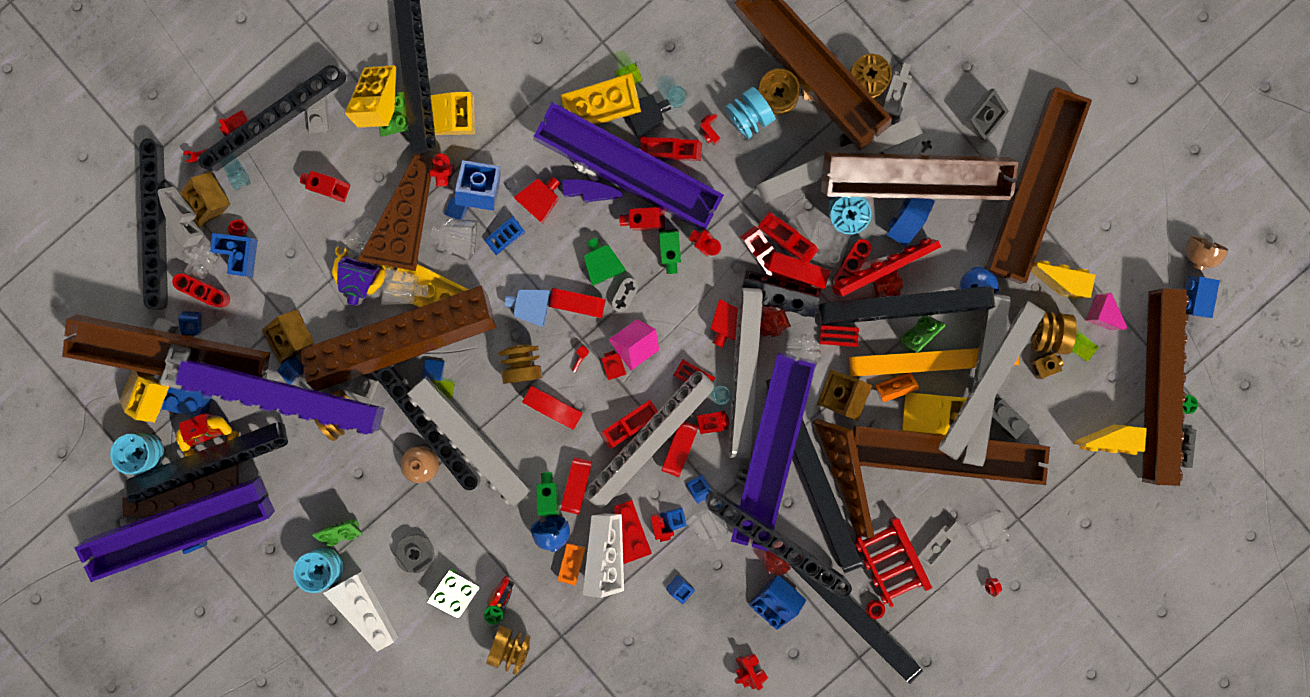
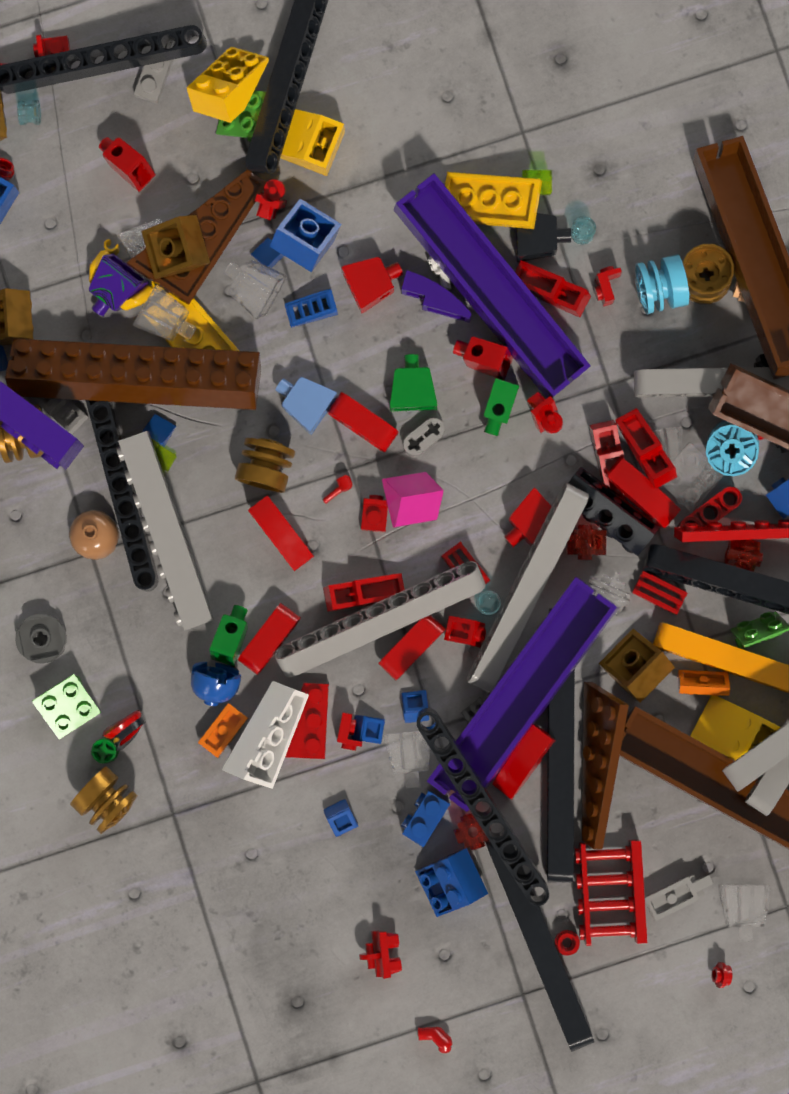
camera: 30 degrees right, 5 degrees down
(387, 234) = (175, 246): none -> pearl gold slope
(741, 564) = (425, 819): none -> blue brick
(792, 496) = (523, 761): none -> red slope

